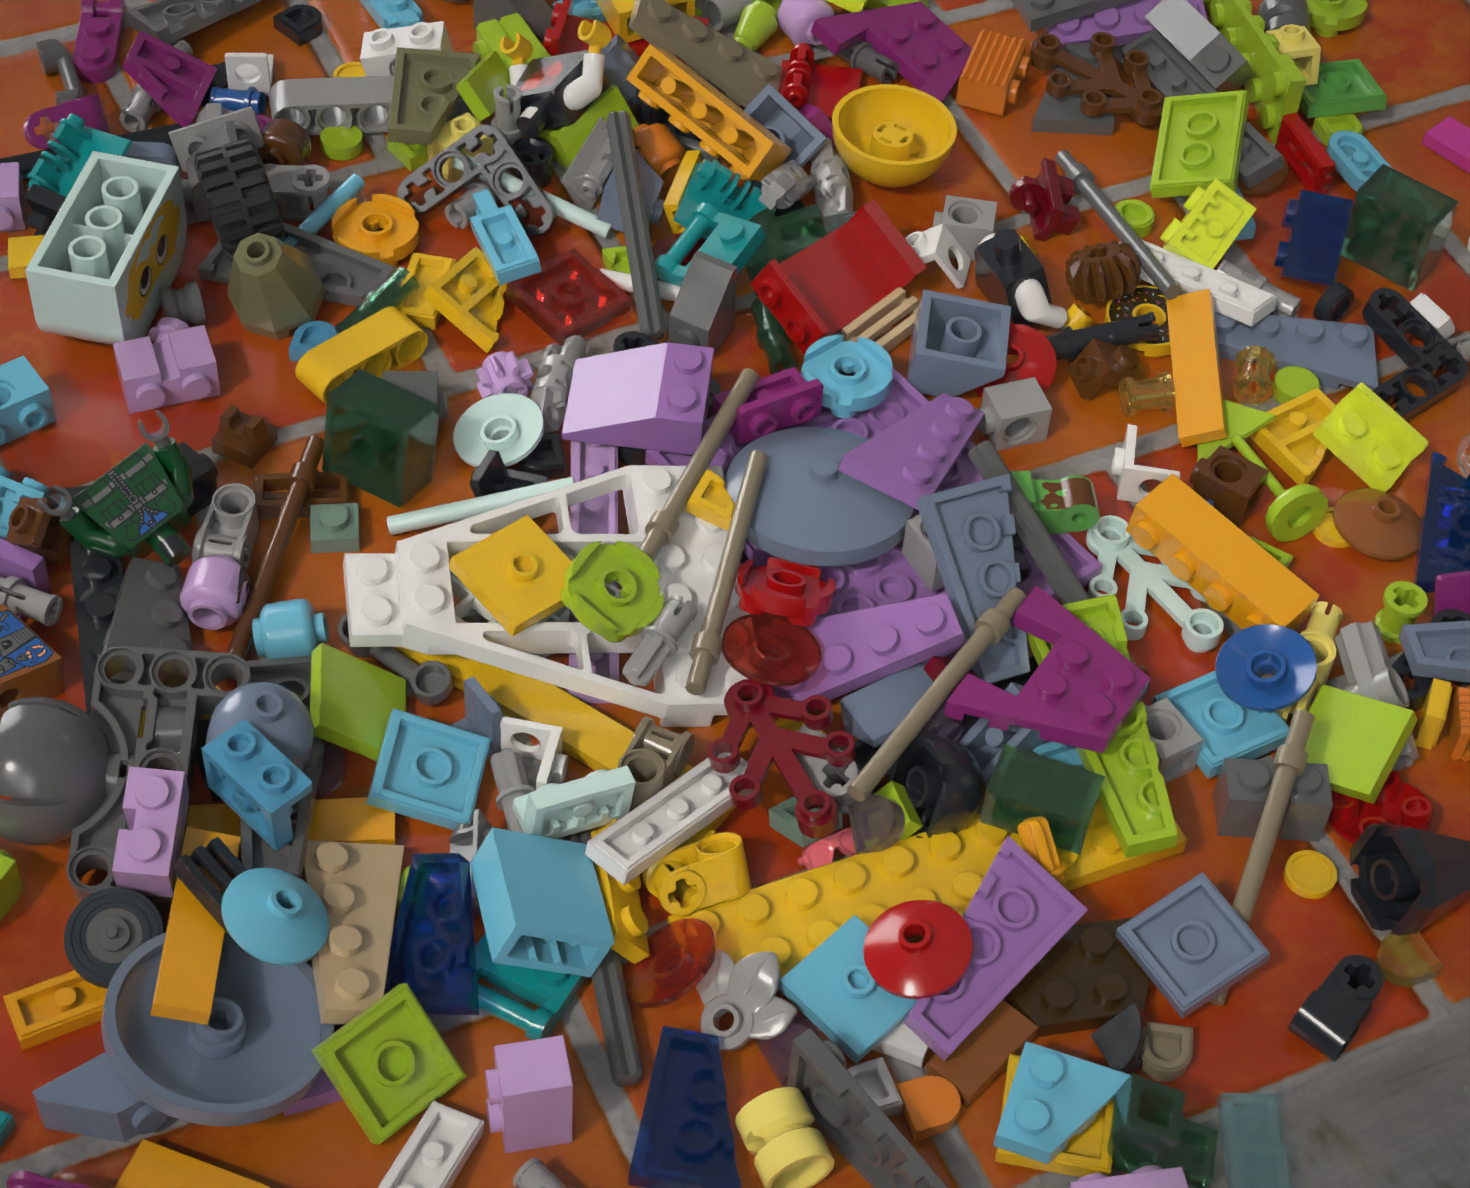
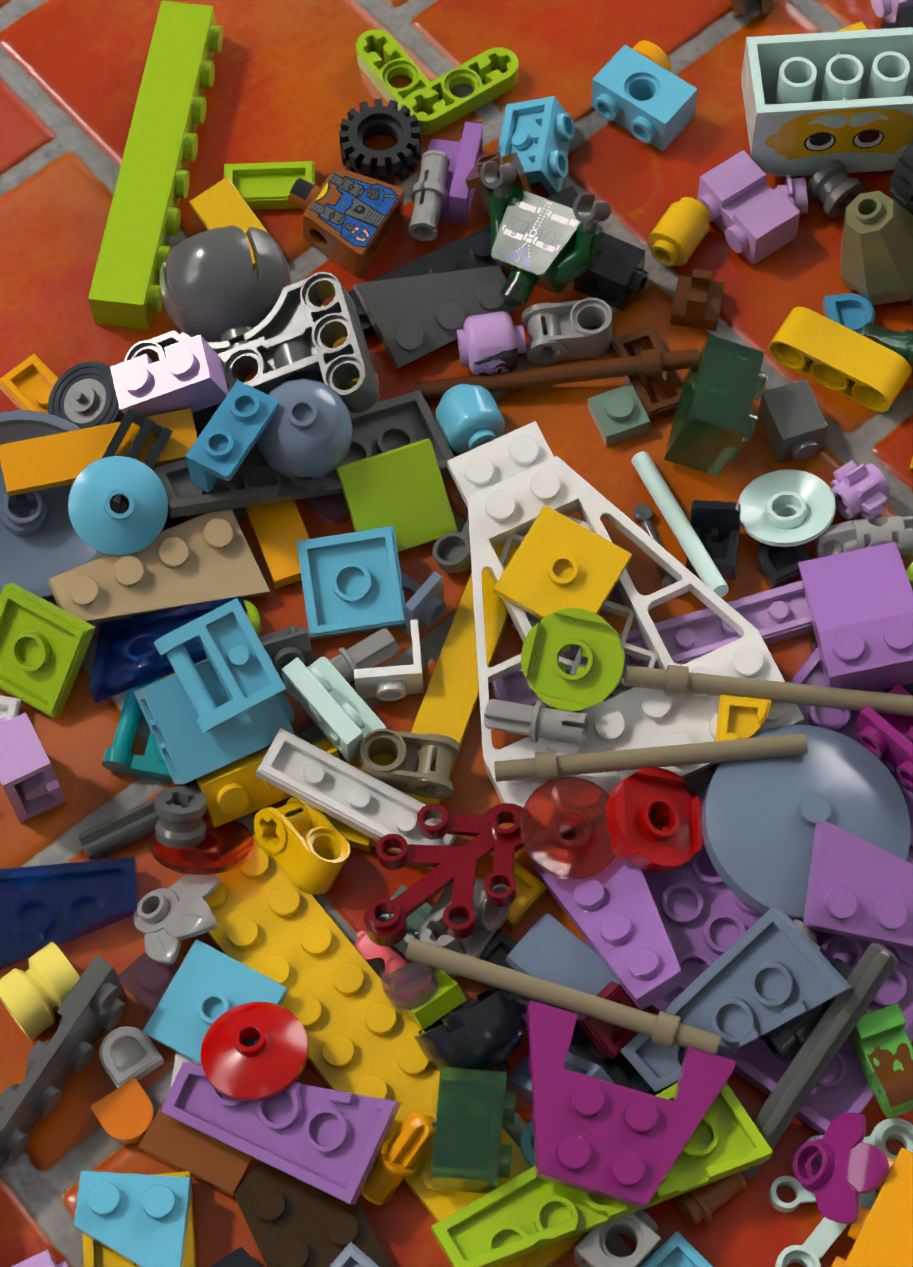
camera: 80 degrees right, 15 degrees up
(182, 424) = (679, 232): none -> yellow brick
(516, 837) = (235, 657): none -> medium azure plate
(640, 966) = (180, 817): none -> dark grey wheel
(1138, 552) = (840, 1168): none -> magenta plate

